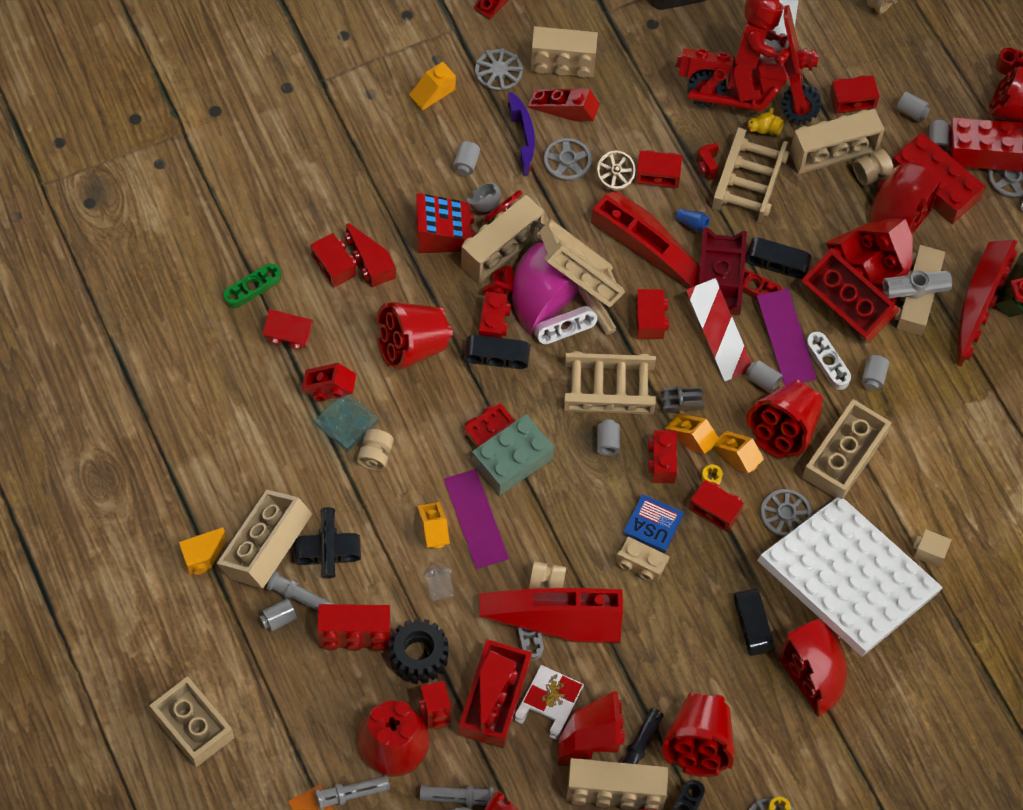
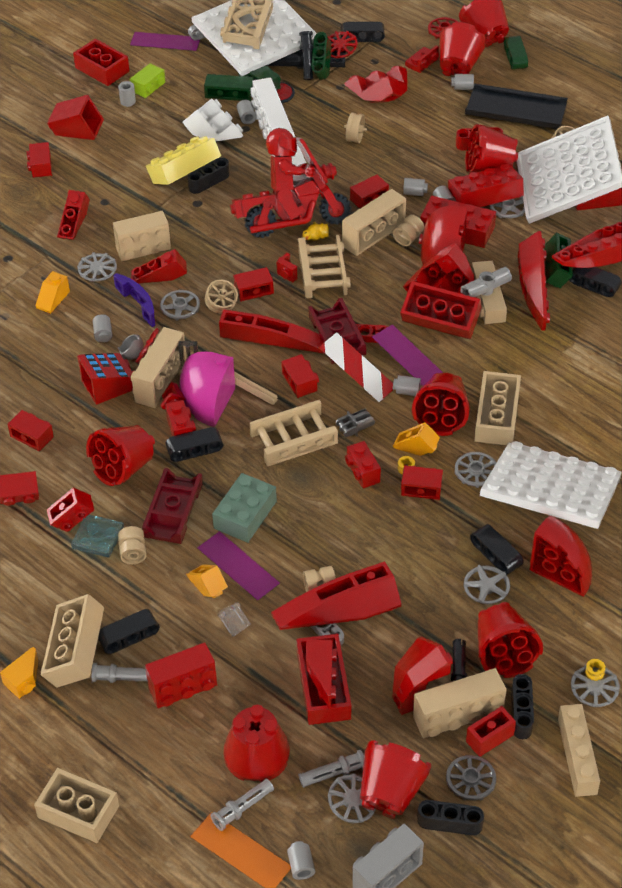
camera: 20 degrees left, 15 degrees down
(278, 615) = (111, 695): light grey brick -> none
(328, 535) = (124, 615): black pin -> none
(374, 259) = (62, 417): red slope -> none
(418, 633) = (243, 688): black tyre -> none
(435, 705) = (280, 703): red brick -> none
(437, 420) = (171, 507): none -> dark red piece
(488, 425) = (213, 494): red bracket -> none
(552, 697) = (369, 666): flag -> none
(557, 321) = (246, 406): white beam -> none
(580, 263) = (230, 353): tan fence -> none
(608, 438) = (313, 469): light grey brick -> none
(642, 560) = (386, 541): tan bracket -> none
(653, 523) = (380, 514): blue tile -> none
(693, 219) = (297, 307): blue cone -> none
(693, 432) = (379, 439): light orange slope -> none
(722, 657) = (486, 585): none -> light grey wheel
(778, 258) = (374, 308): black beam -> none
(828, 370) = (459, 365): white beam -> none
(875, 372) = (487, 353): light grey brick -> none
(931, 548) = (598, 448): tan brick -> none

